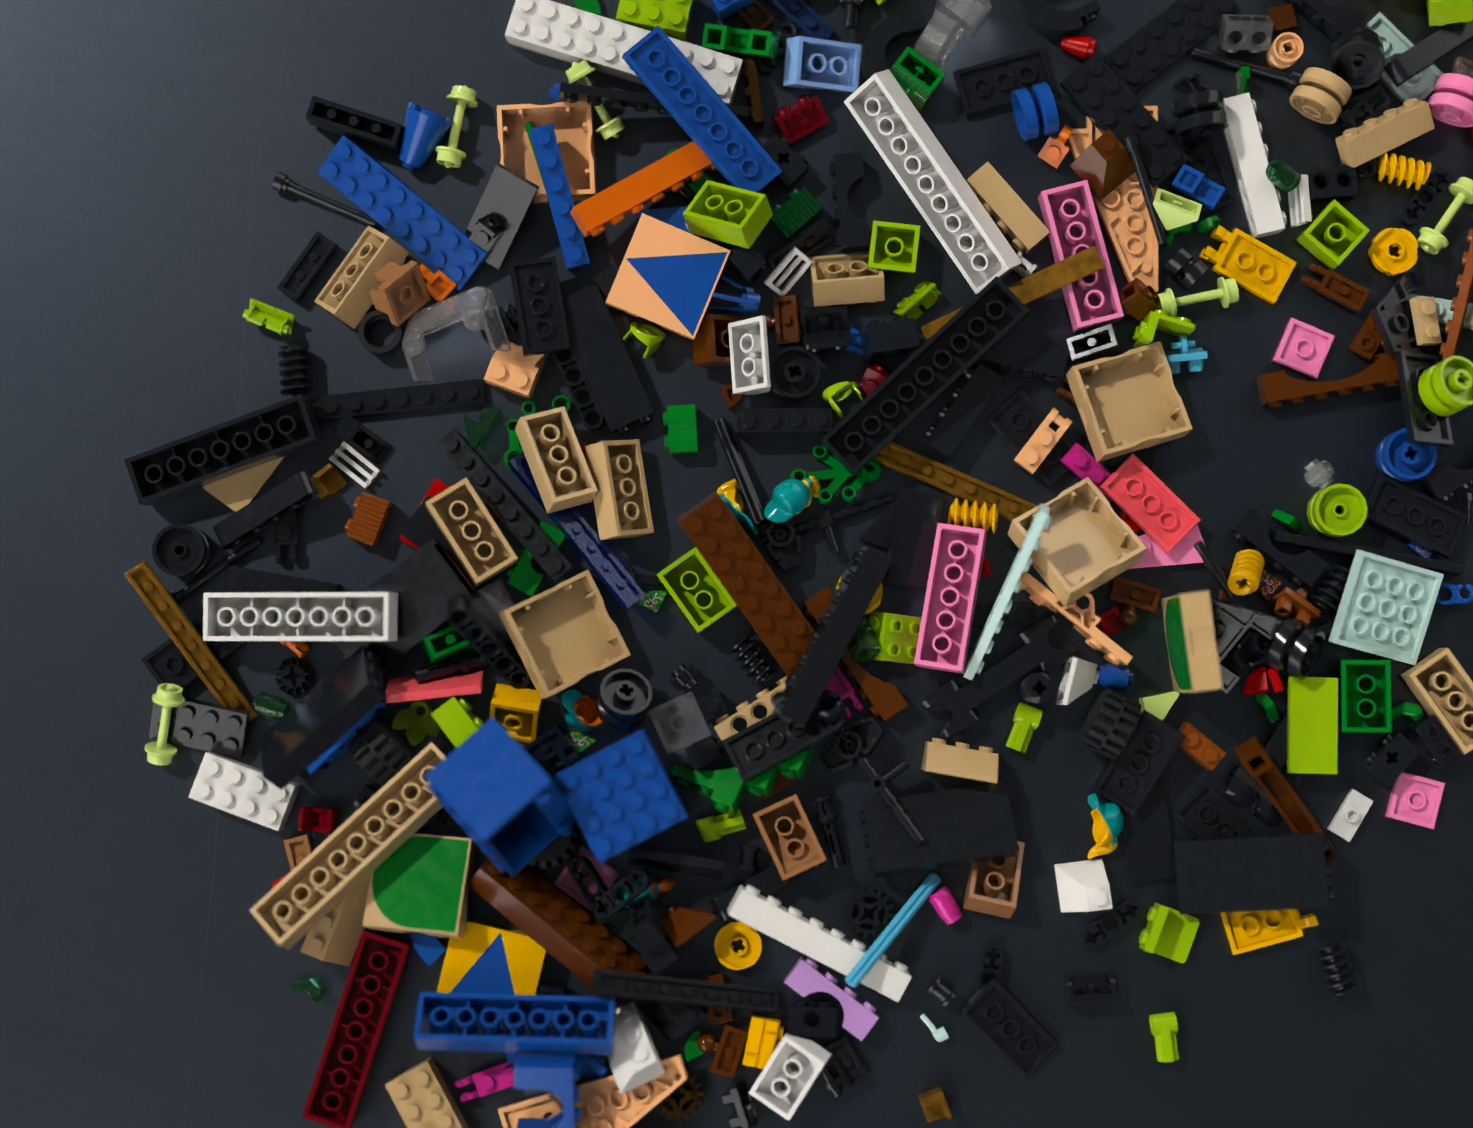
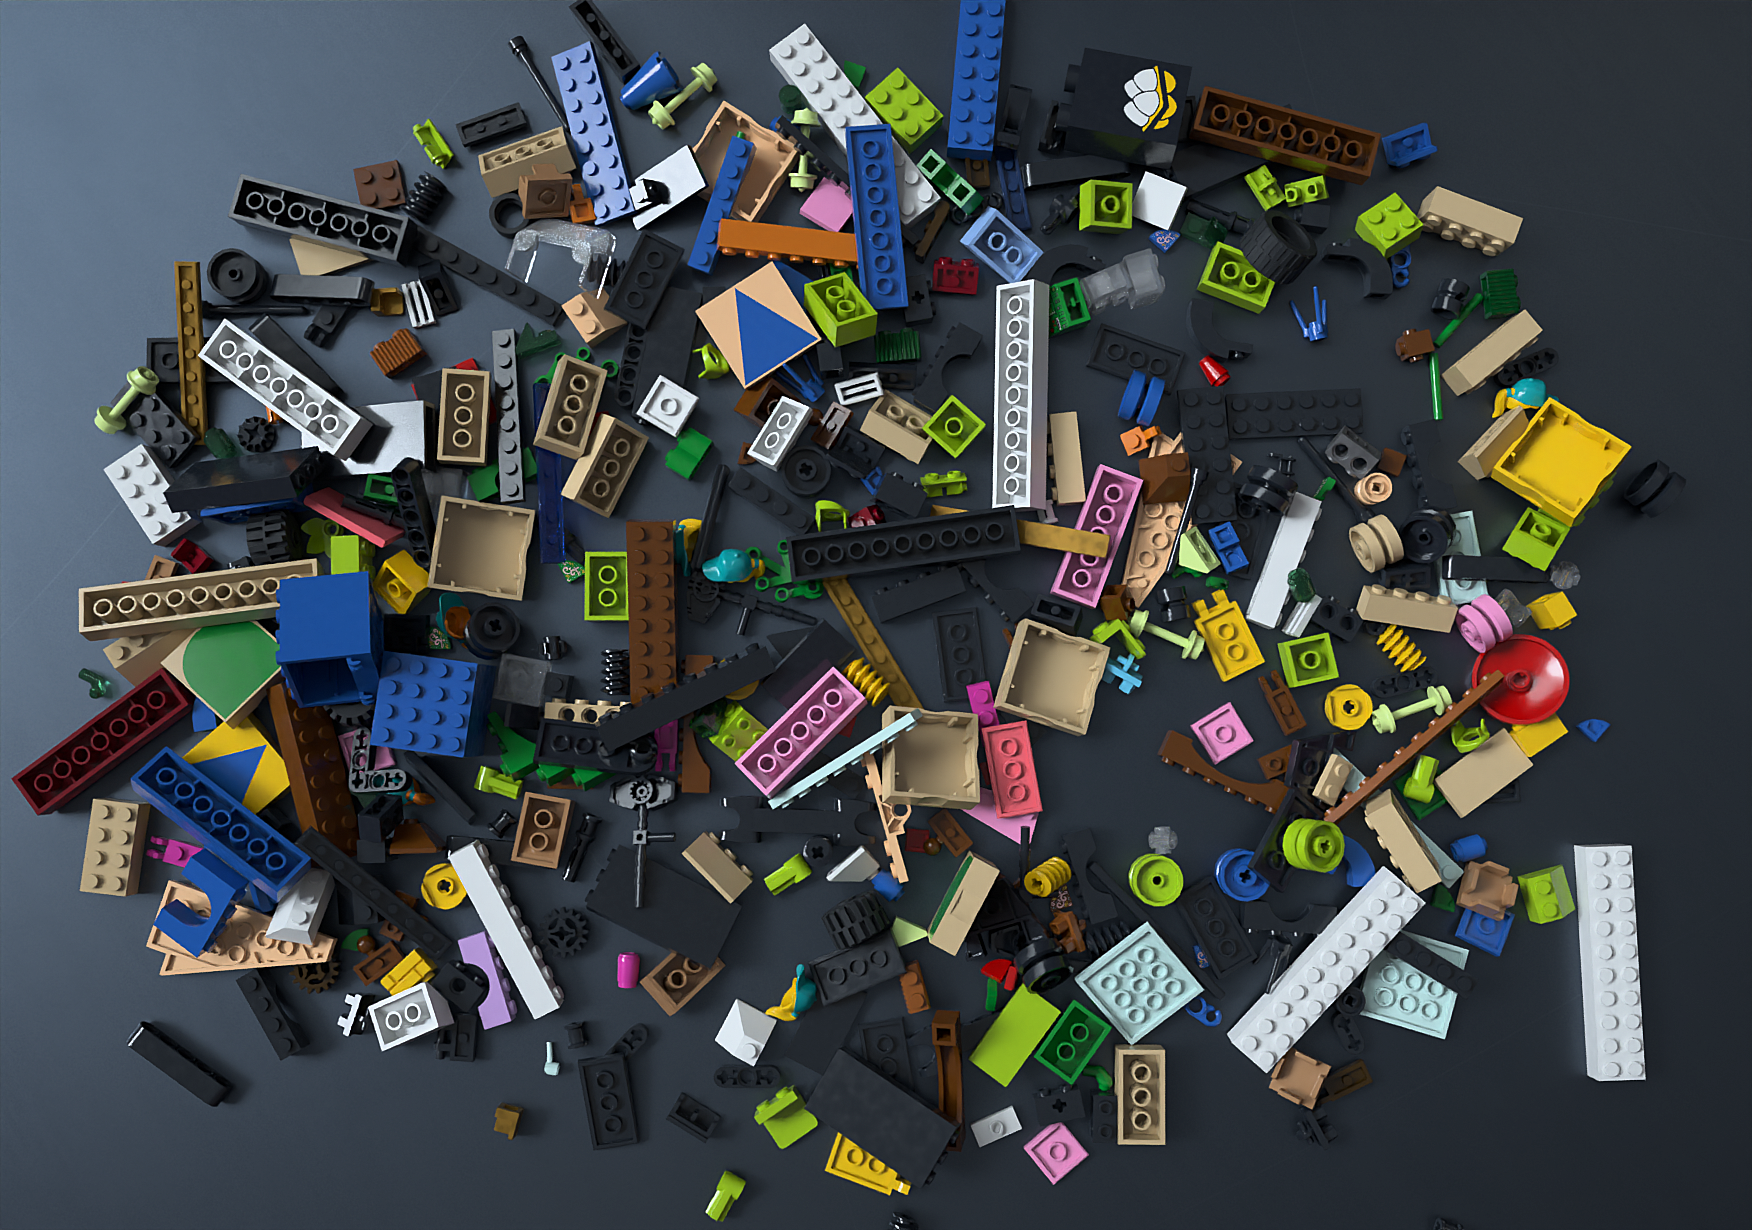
camera: 30 degrees right, 0 degrees up
(248, 386) = (380, 185): none -> reddish brown plate
(551, 64) = (790, 99): none -> clear green brick
(637, 400) = (668, 406): none -> white tile
(650, 134) = (828, 206): none -> bright pink tile
(892, 930) = (570, 960): medium azure axle -> none
(1042, 441) = (962, 661): light nougat plate -> none
(1287, 521) = (1111, 859): green tile -> none

